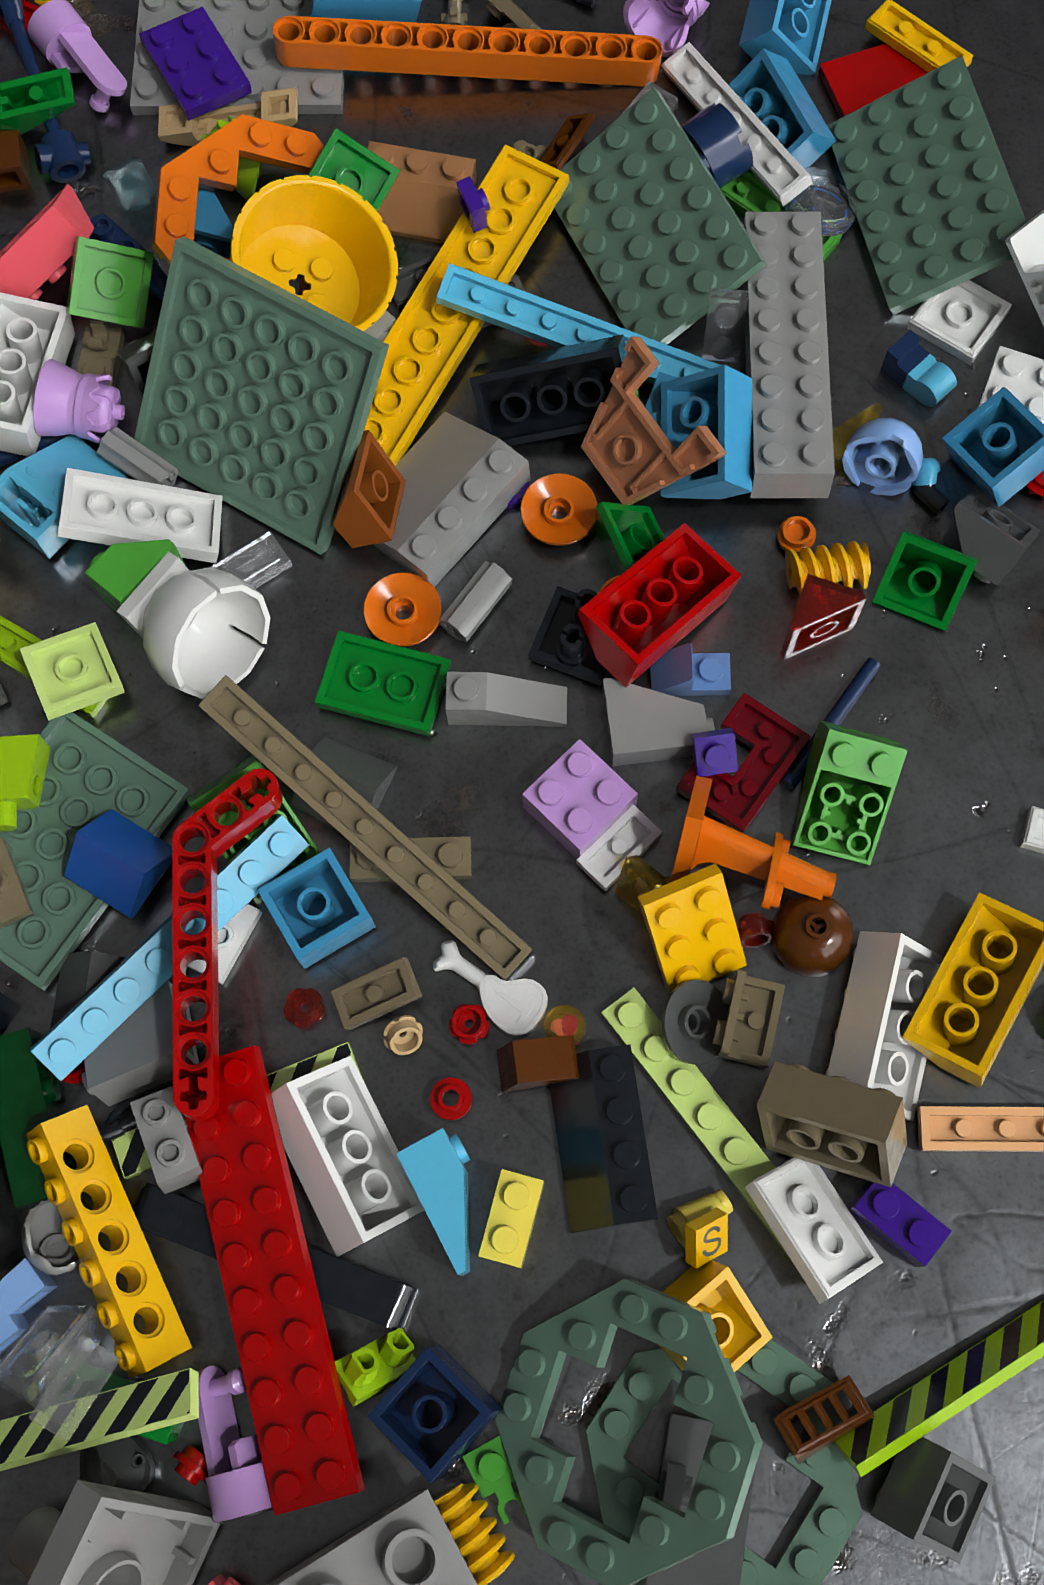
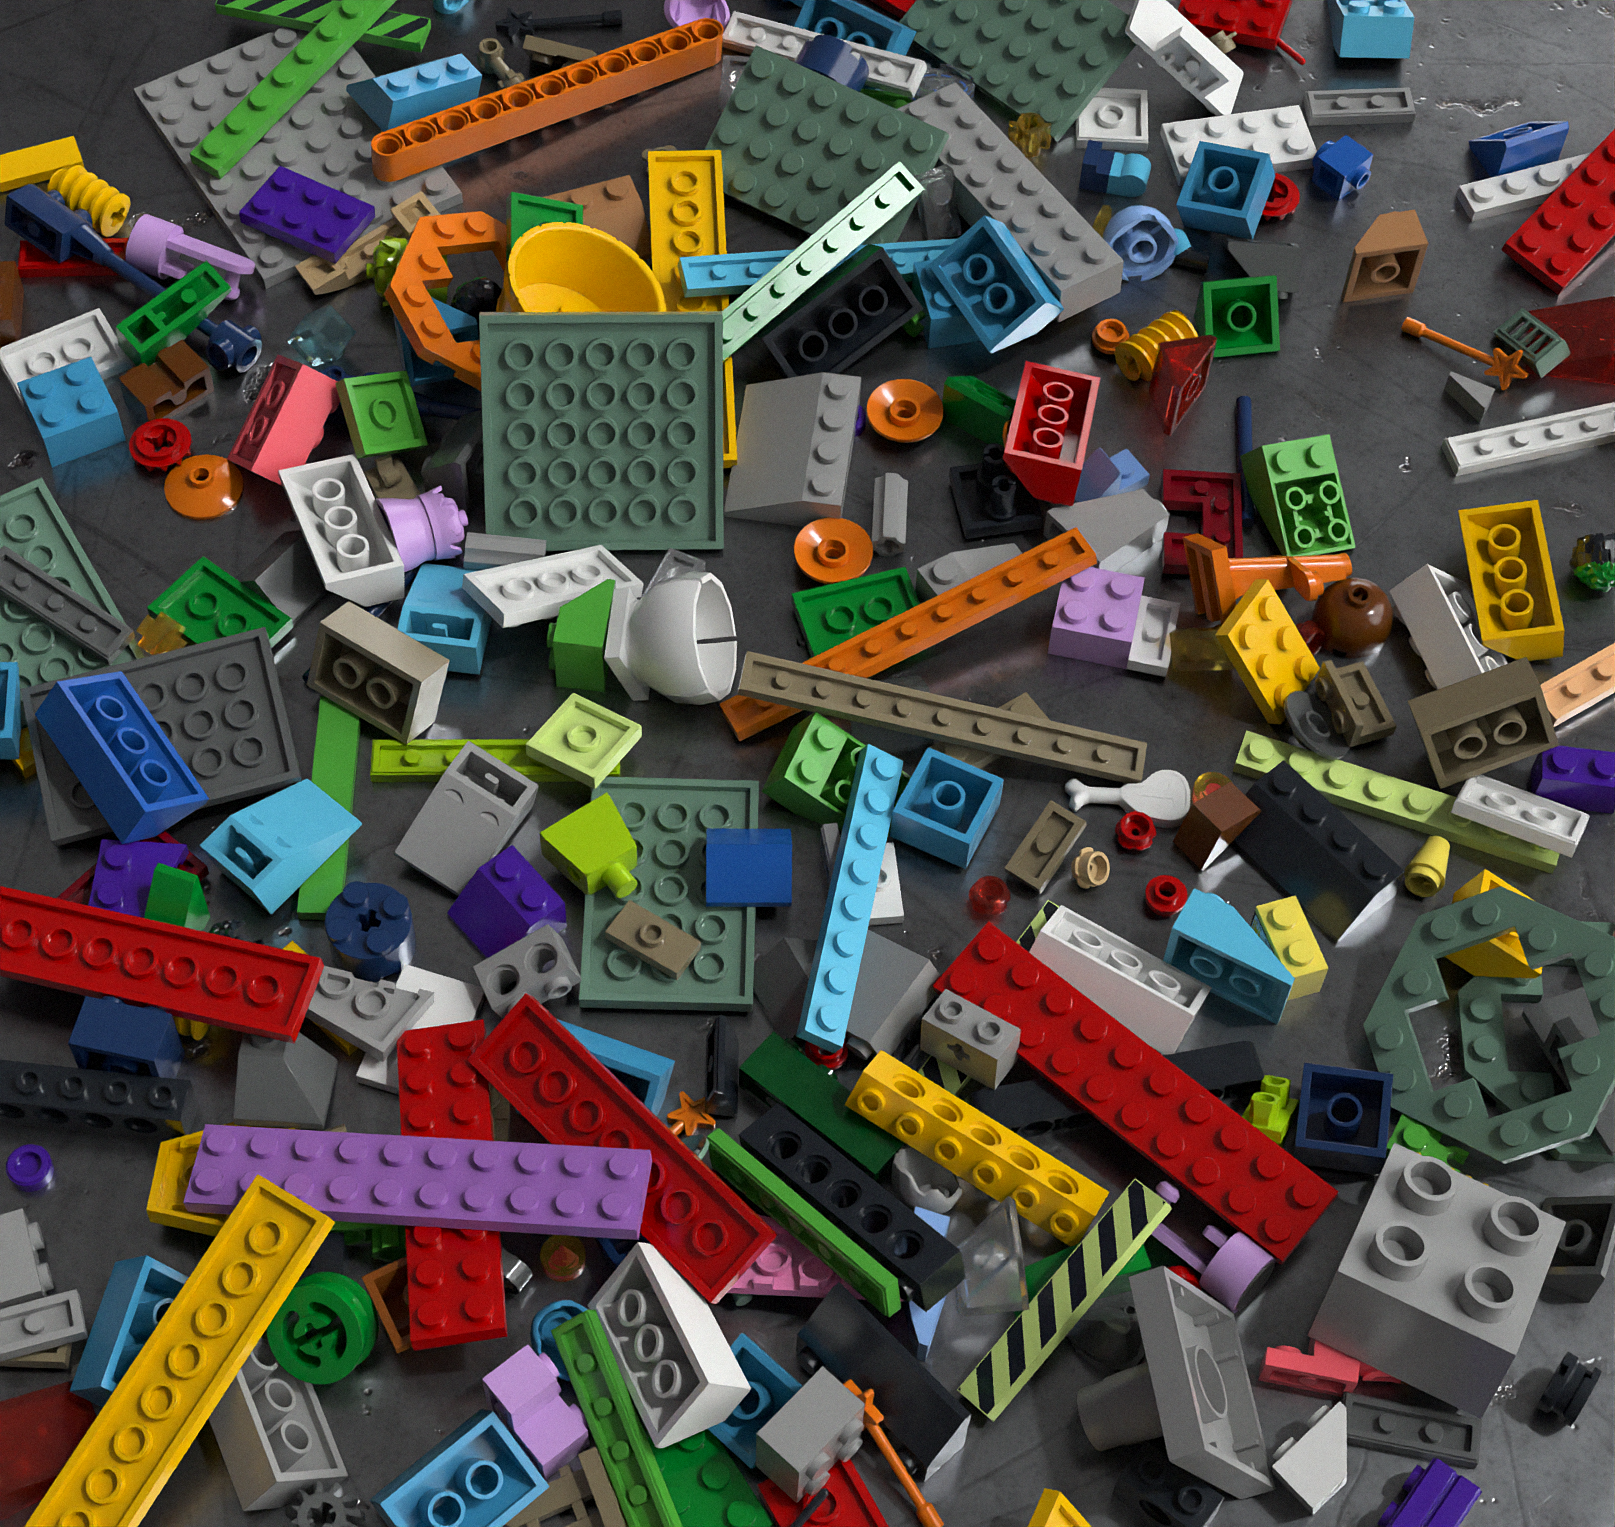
camera: 40 degrees left, 15 degrees down
(74, 1388) = (1048, 1259): clear plate -> none
(204, 945) = (973, 966): red beam -> none
(369, 497) = (747, 477): dark orange slope -> none
(432, 729) = (930, 622): none -> orange plate
(473, 203) = (661, 206): dark purple plate -> none
(542, 330) = (817, 257): none -> plate
(567, 140) = (692, 126): reddish brown slope -> none
(629, 443) = (940, 324): nougat wing -> none
(706, 1237) = (1449, 867): yellow tile -> none
(714, 752) = (1179, 518): dark purple plate -> none
(866, 295) = (1030, 134): none -> clear yellow gear

